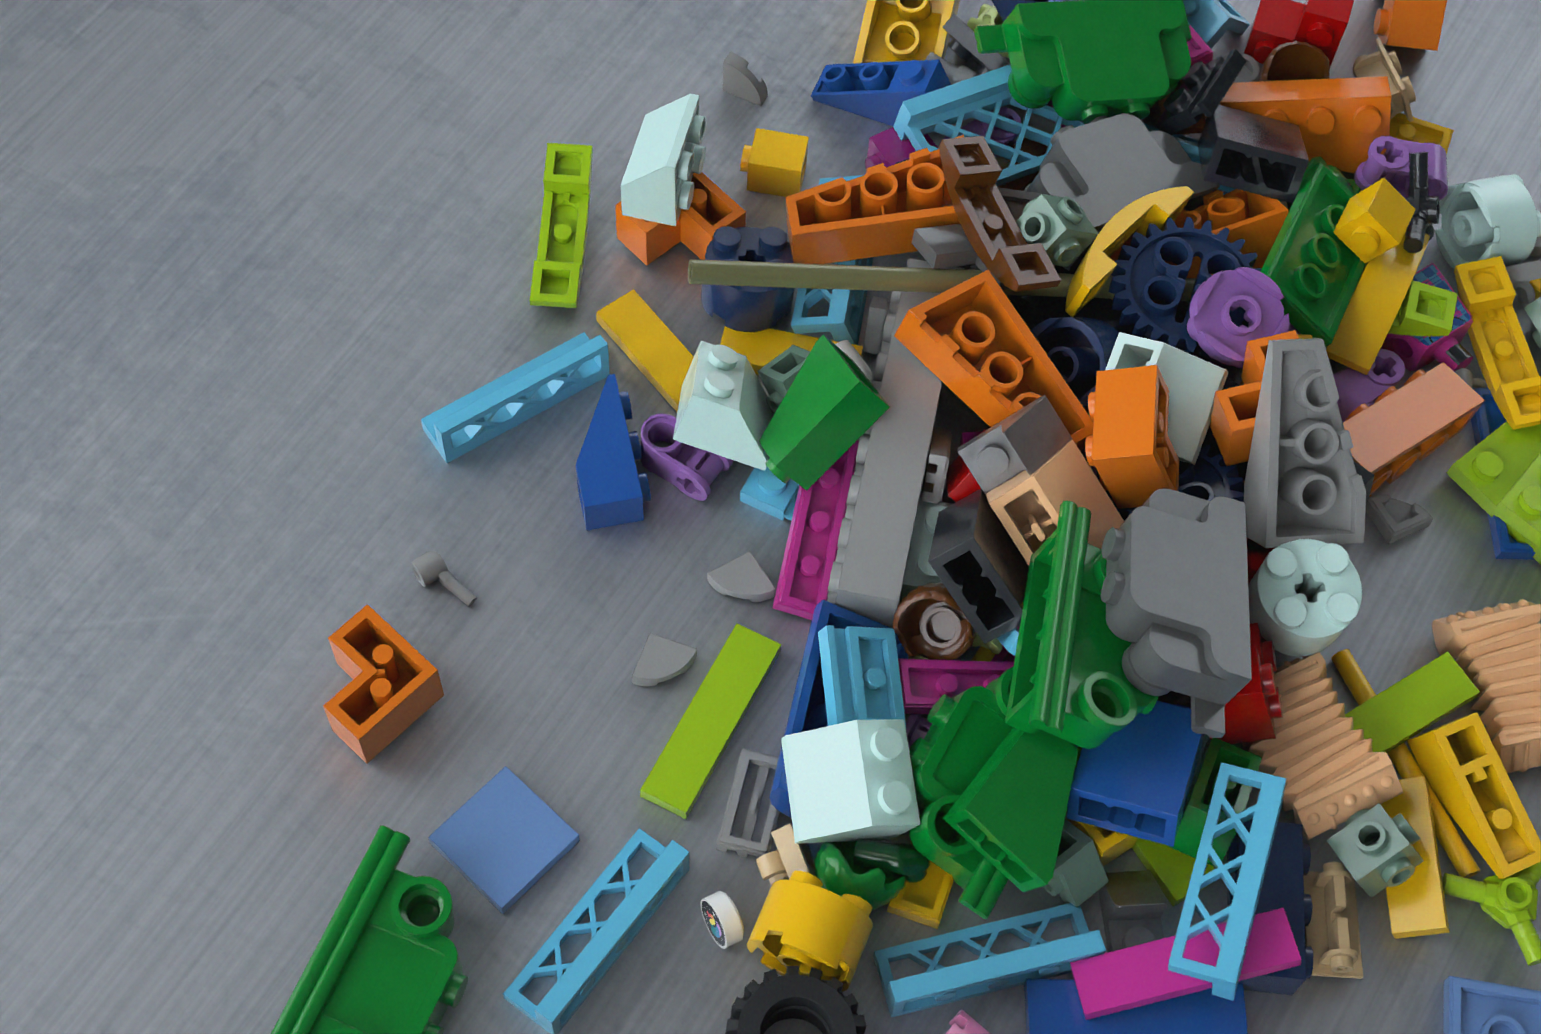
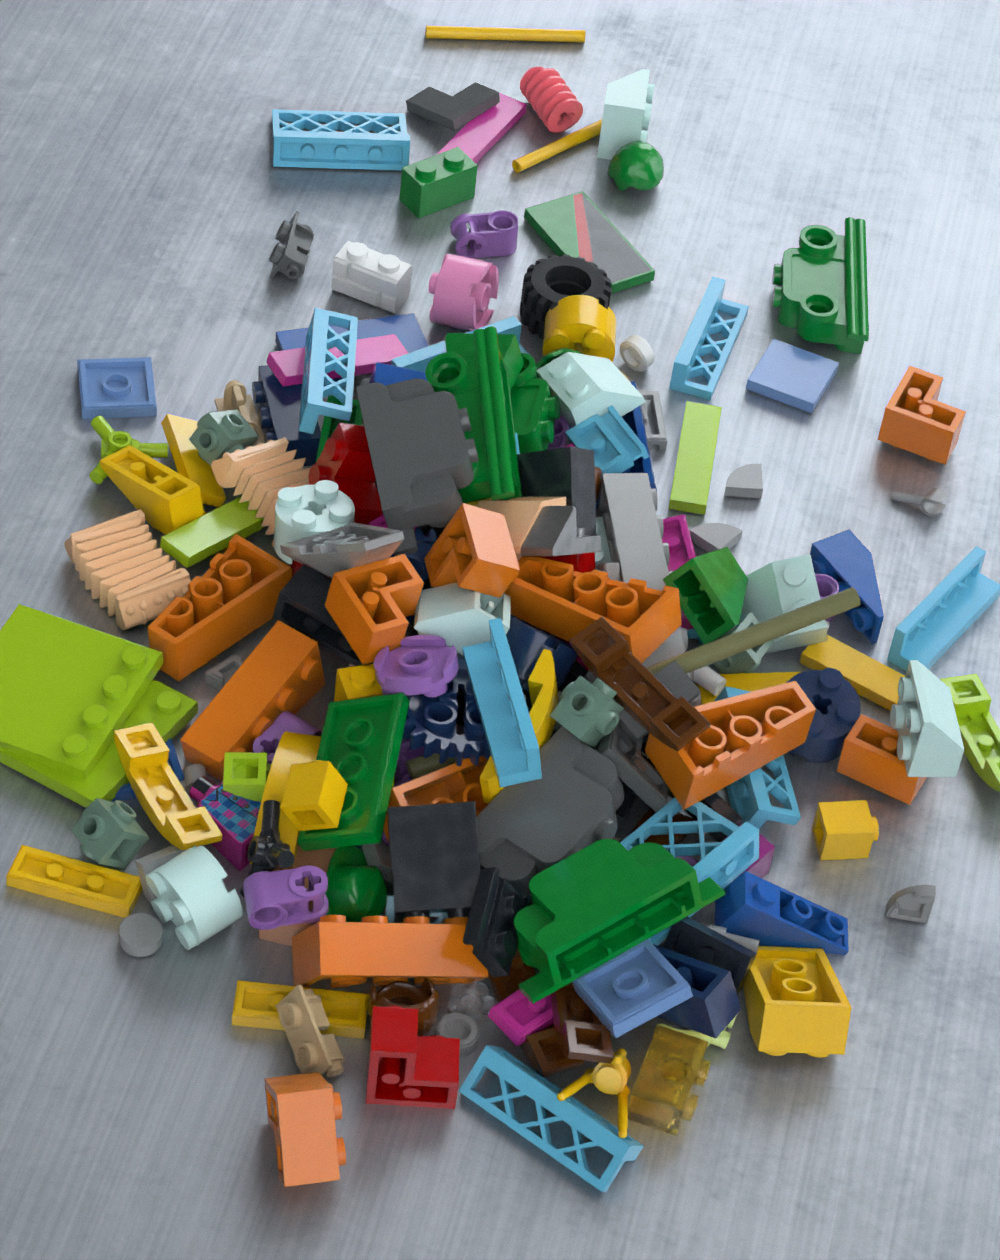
camera: 160 degrees right, 15 degrees down
(1158, 229) = (503, 708): none -> medium azure fence
(1418, 577) = (218, 608): none -> orange wedge

